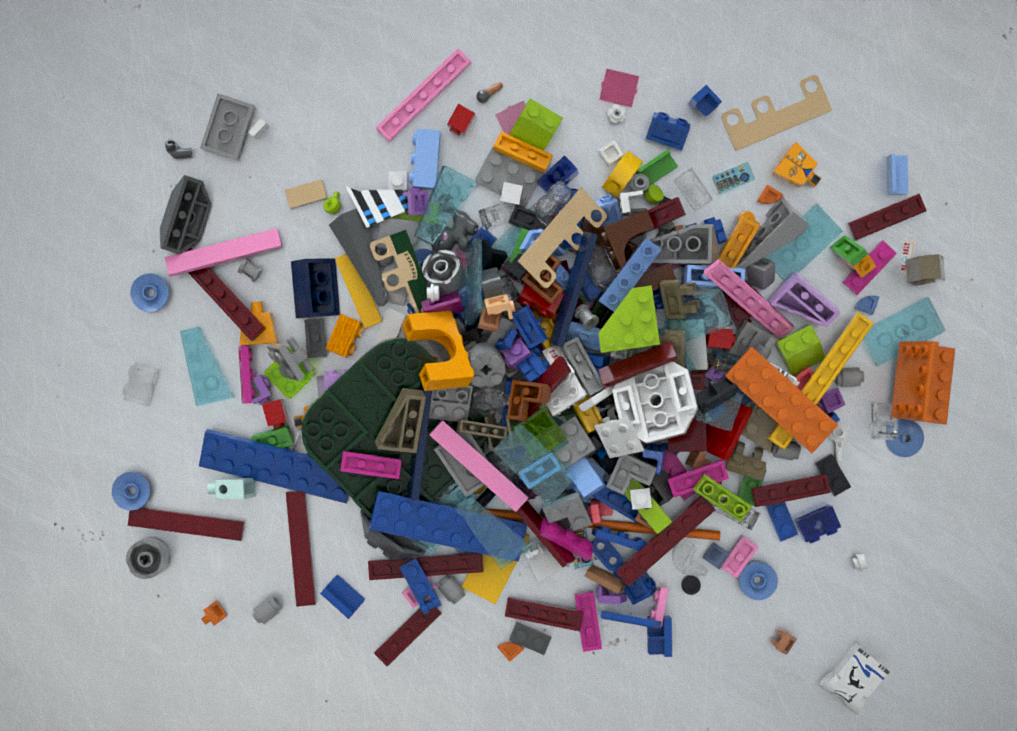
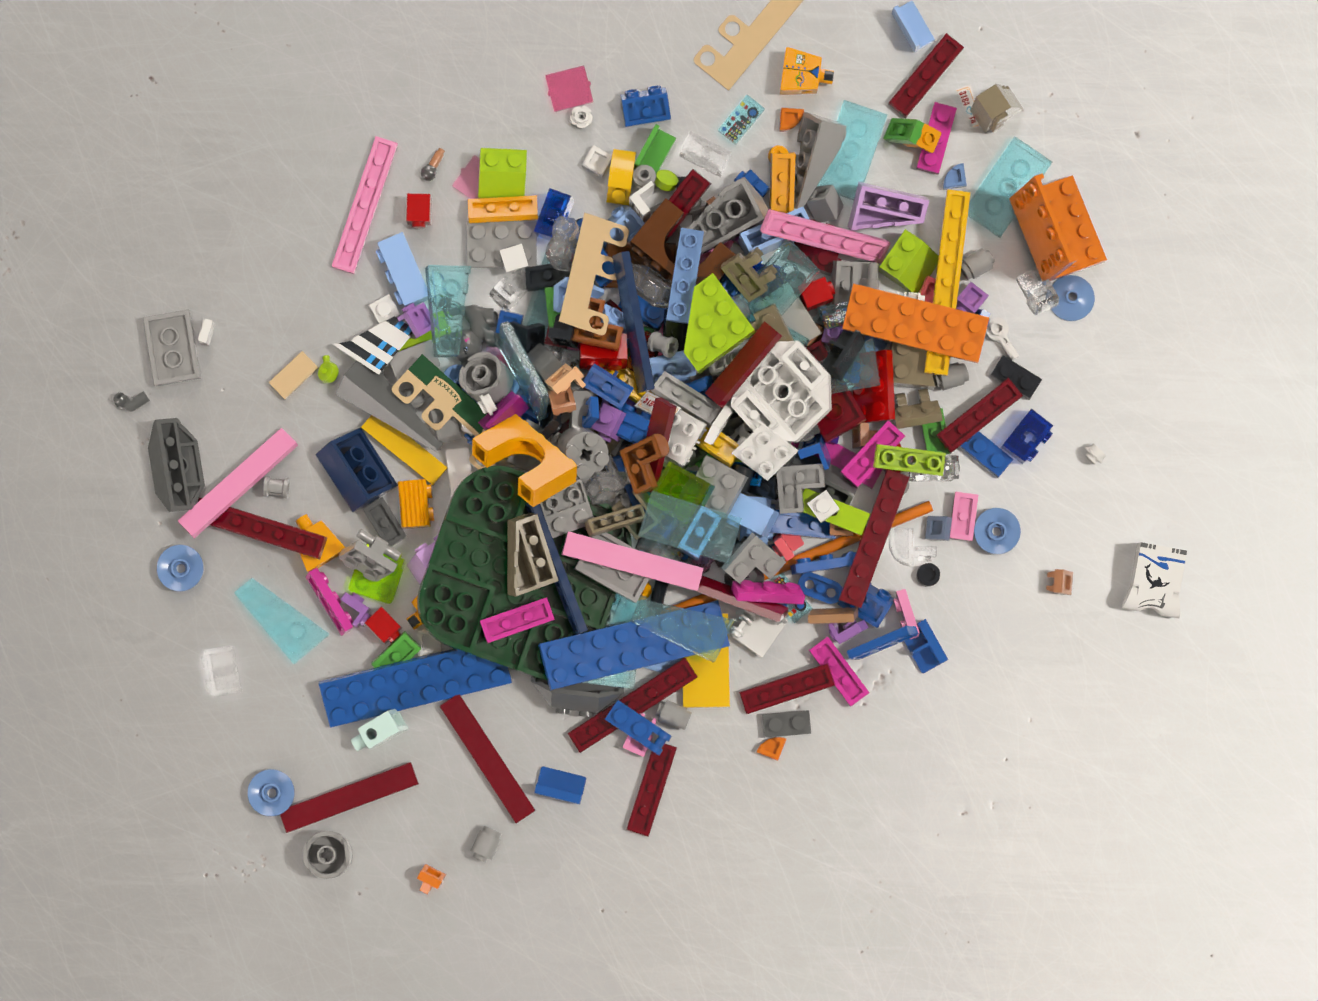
camera: 30 degrees left, 5 degrees down
(705, 101) = (667, 54): blue panel -> none

